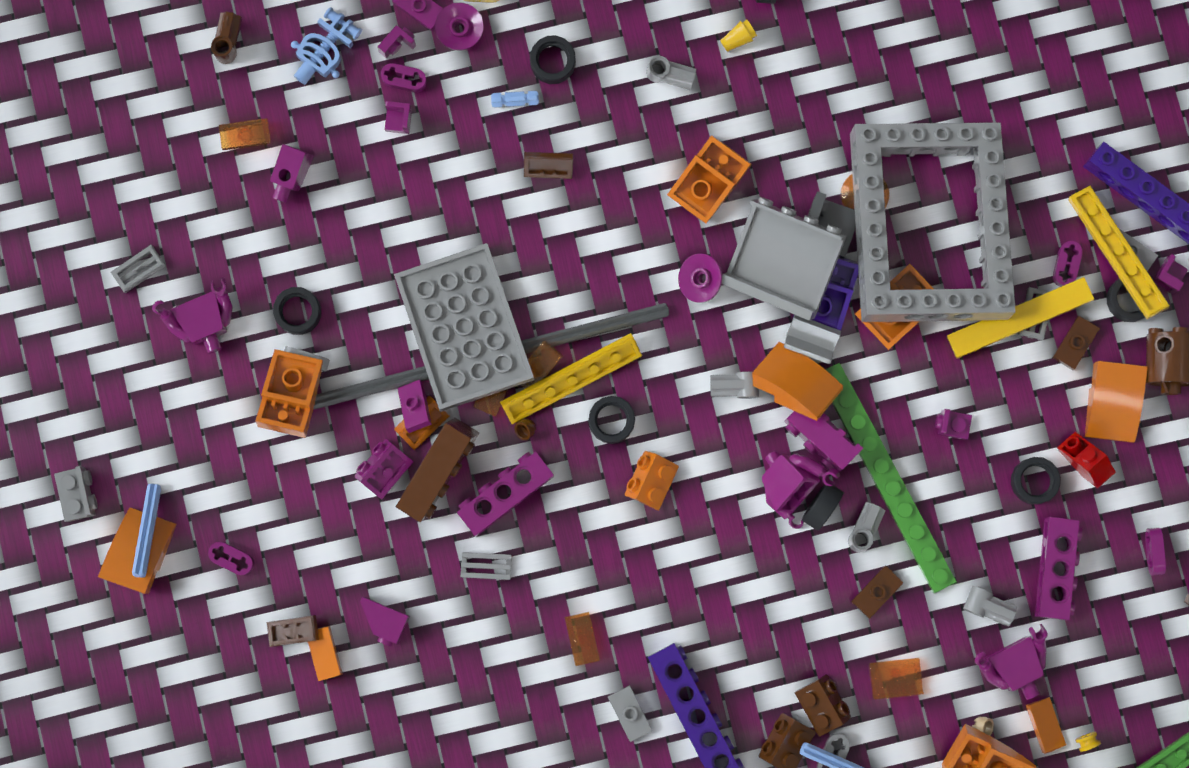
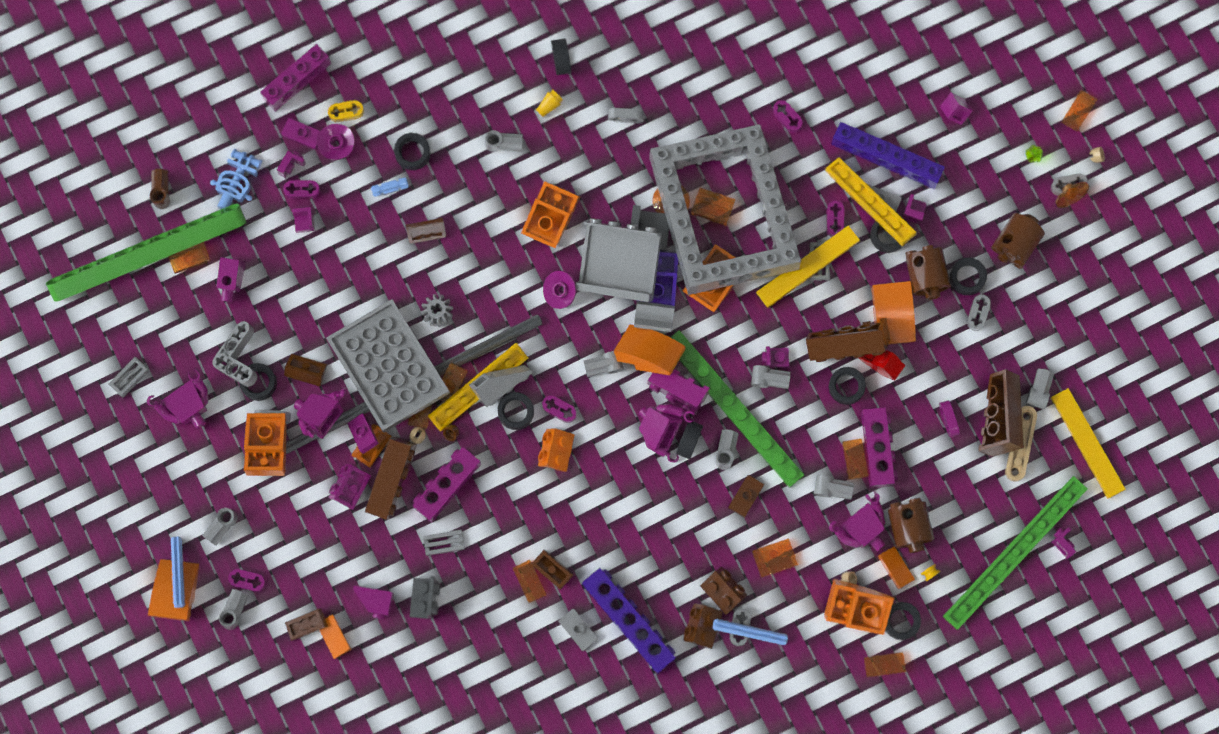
camera: 10 degrees left, 5 degrees down
(76, 494) = (116, 558): light grey bracket -> none
(192, 115) = (146, 252): none -> bright green beam
(208, 589) = (233, 607): none -> light grey piece
(210, 484) = (218, 527): none -> light grey piece
(270, 271) = (230, 357): none -> light grey beam
(359, 308) = (305, 370): none -> reddish brown slope
(364, 368) = (319, 413): none -> magenta torso
(446, 630) = (423, 598): none -> dark grey bracket
(477, 419) = (420, 439): none -> tan hinge
(542, 278) = (439, 316): none -> light grey gear
(593, 381) = (494, 384): none -> light grey slope
(614, 630) = (552, 569): none -> reddish brown slope
(670, 424) = (561, 405): none -> magenta beam
(832, 73) = (626, 115): none -> light grey beam
(916, 214) = (713, 206): none -> clear orange plate
(934, 446) = (764, 376): none -> light grey piece
(1024, 576) = (855, 459): none -> clear orange plate
(1031, 122) = (783, 119): none -> magenta beam
(1051, 426) = (849, 341): none -> reddish brown wedge
(1075, 343) = (854, 276): reddish brown plate -> none
(1080, 687) = (911, 532): none -> reddish brown cylinder

